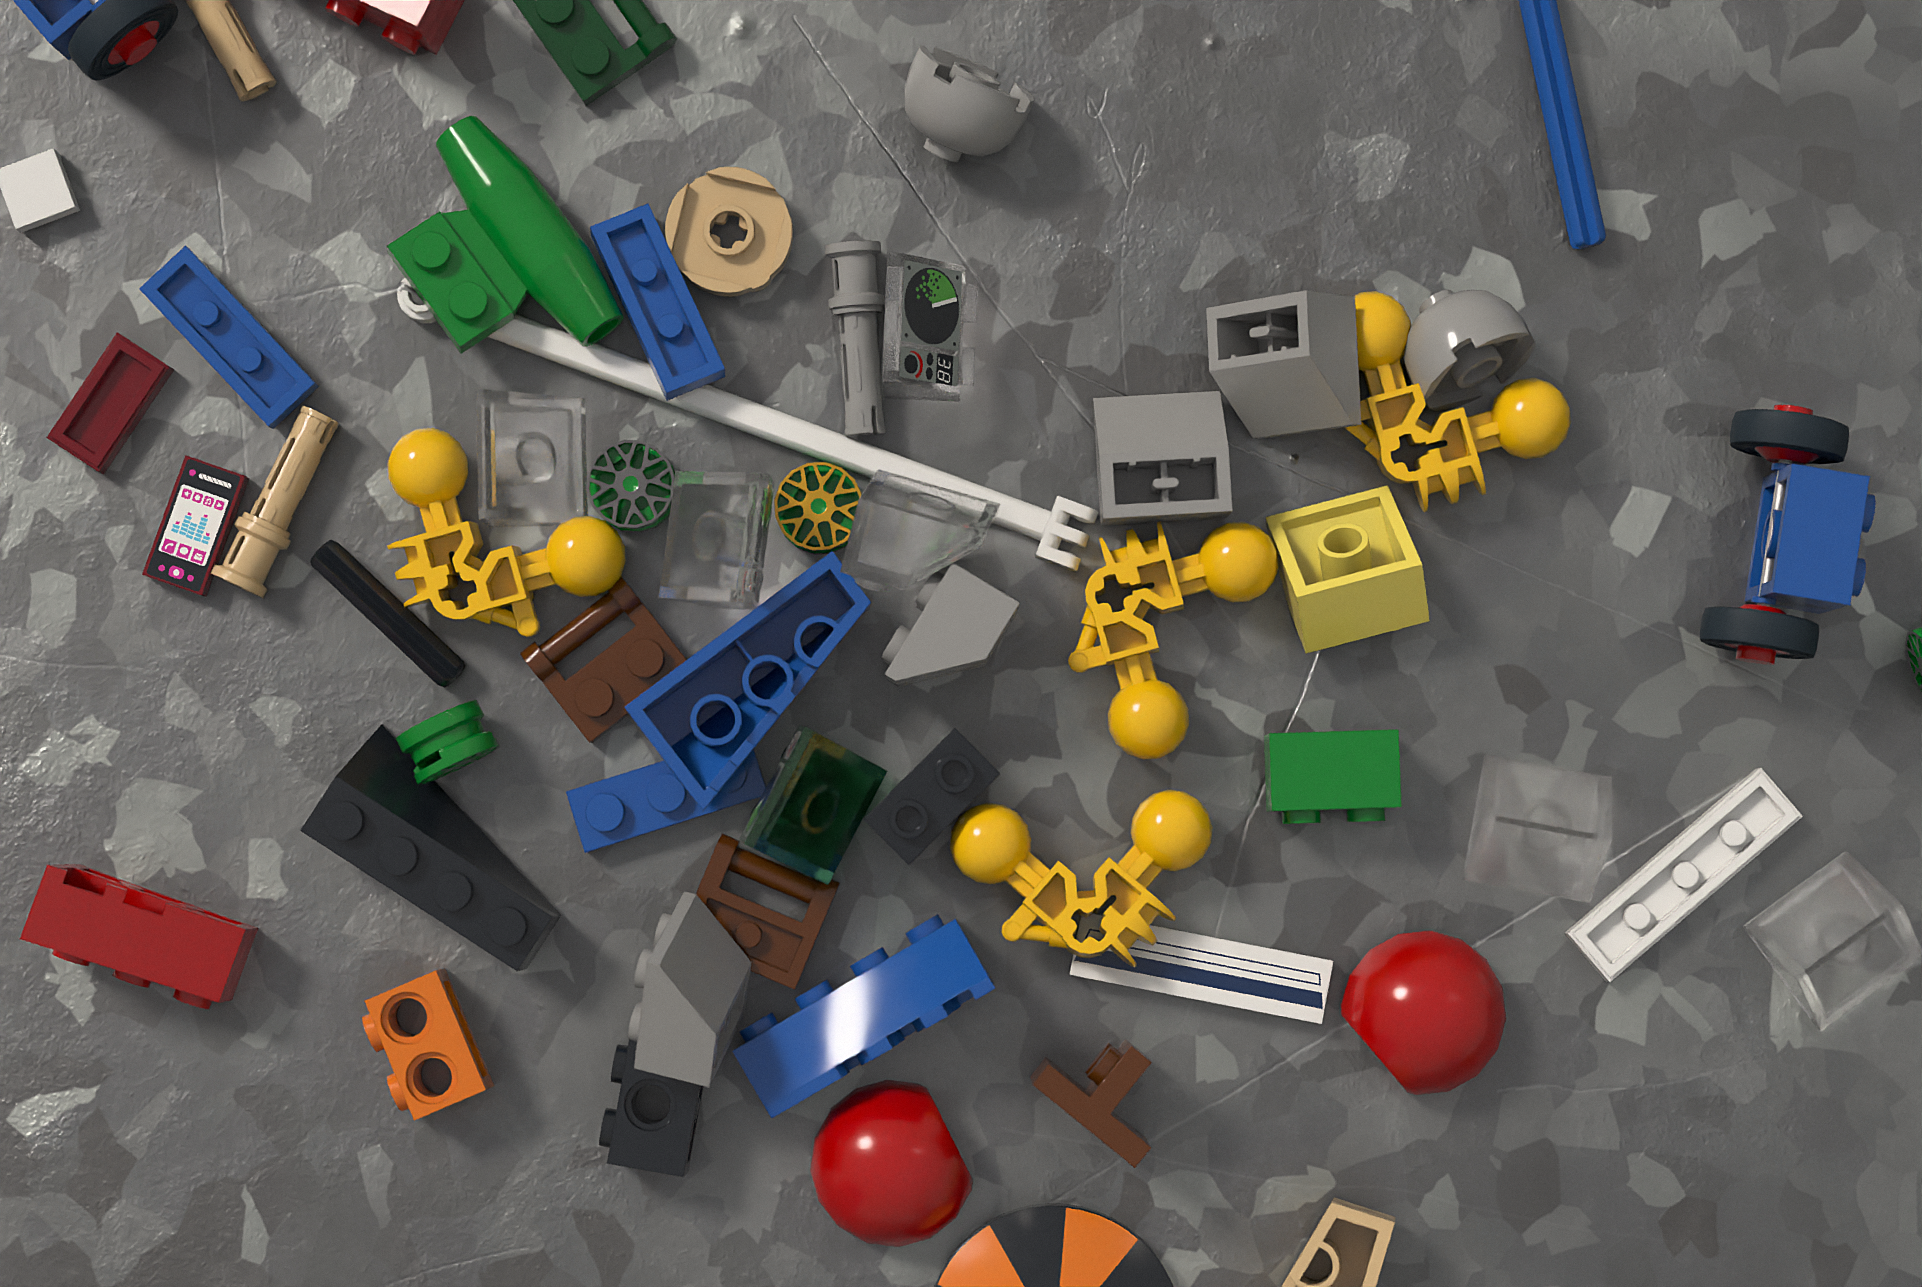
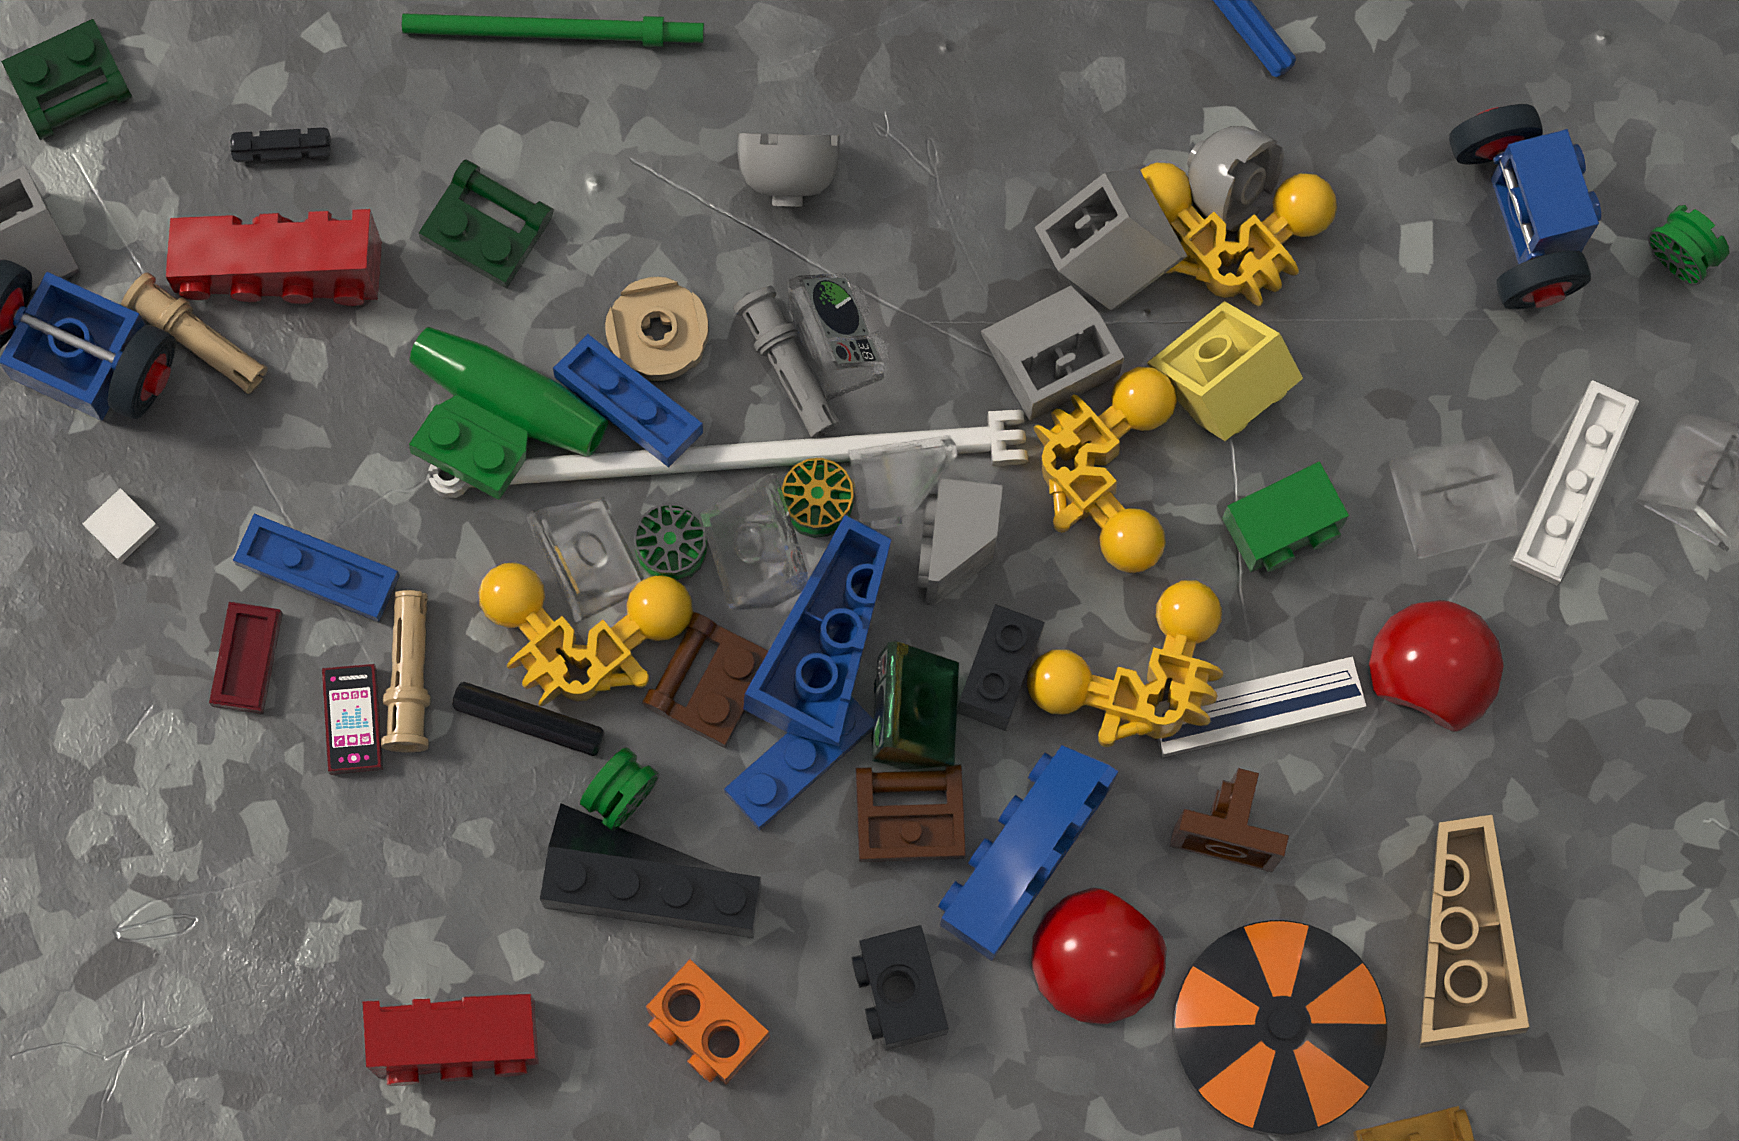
camera: 30 degrees left, 10 degrees down
(691, 995) = (890, 887): light grey slope -> none

